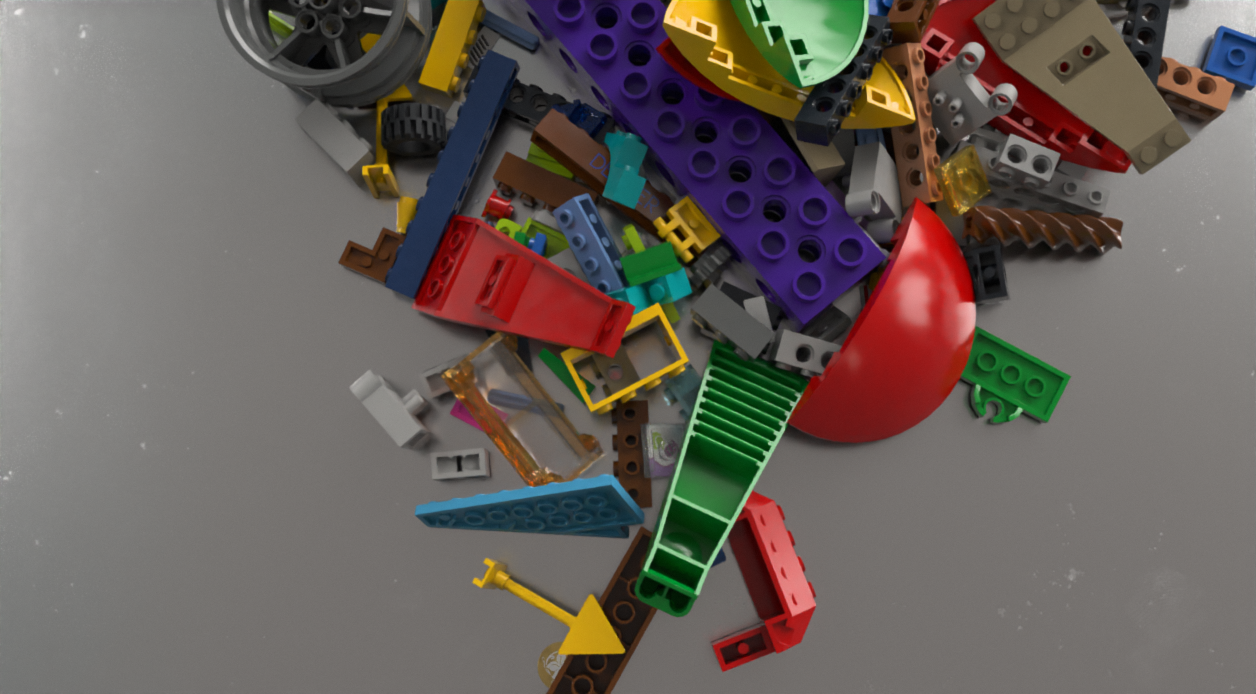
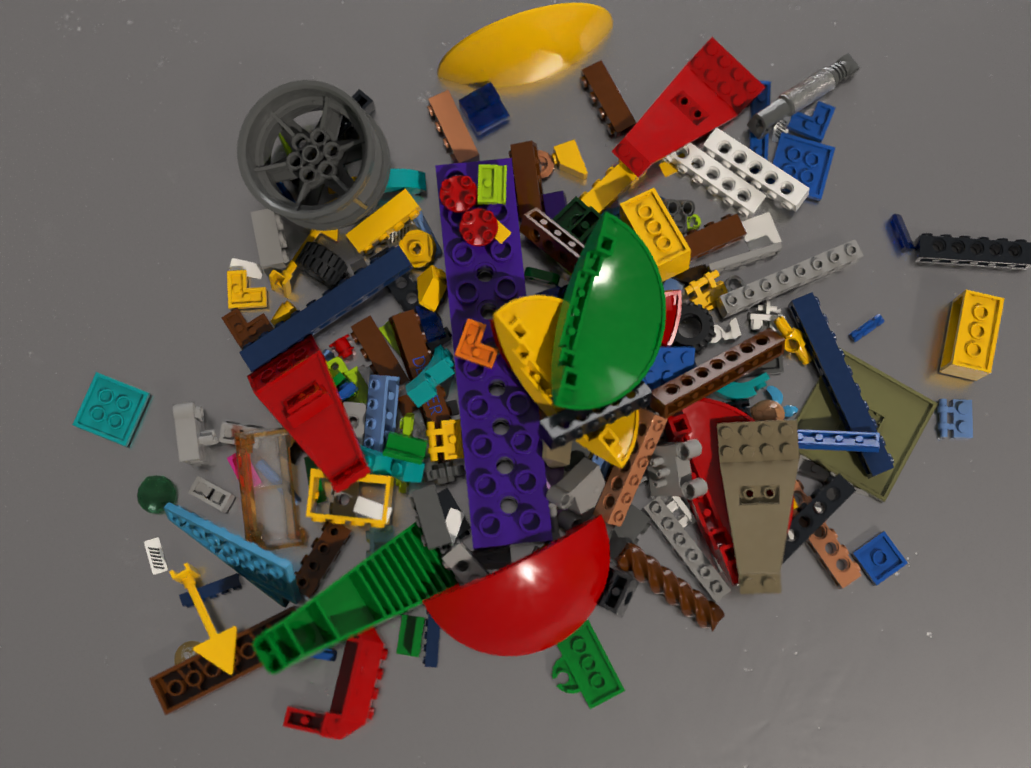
camera: 25 degrees right, 0 degrees up
(279, 446) = (111, 409): none -> teal plate
(330, 193) = (253, 269): none -> white sticker
(345, 225) = (240, 295): none -> yellow plate
(394, 507) = (156, 493): none -> clear green dish
(441, 577) = (155, 556): none -> white sticker
(511, 34) = (427, 244): none -> yellow plate
(533, 571) = (213, 589): none -> dark blue piece
(554, 76) = (431, 287): none -> yellow slope
(615, 222) = (406, 405): none -> reddish brown tile
(655, 102) = (471, 347): none -> orange plate
(659, 354) = (370, 509): none -> white sticker
(660, 447) = (338, 564): clear tile -> none
(793, 474) = (410, 635): none -> green panel
(819, 462) = (432, 643): none -> dark blue piece
(962, 180) = (637, 522): clear yellow plate -> none
(1027, 155) = (689, 534): light grey brick -> none

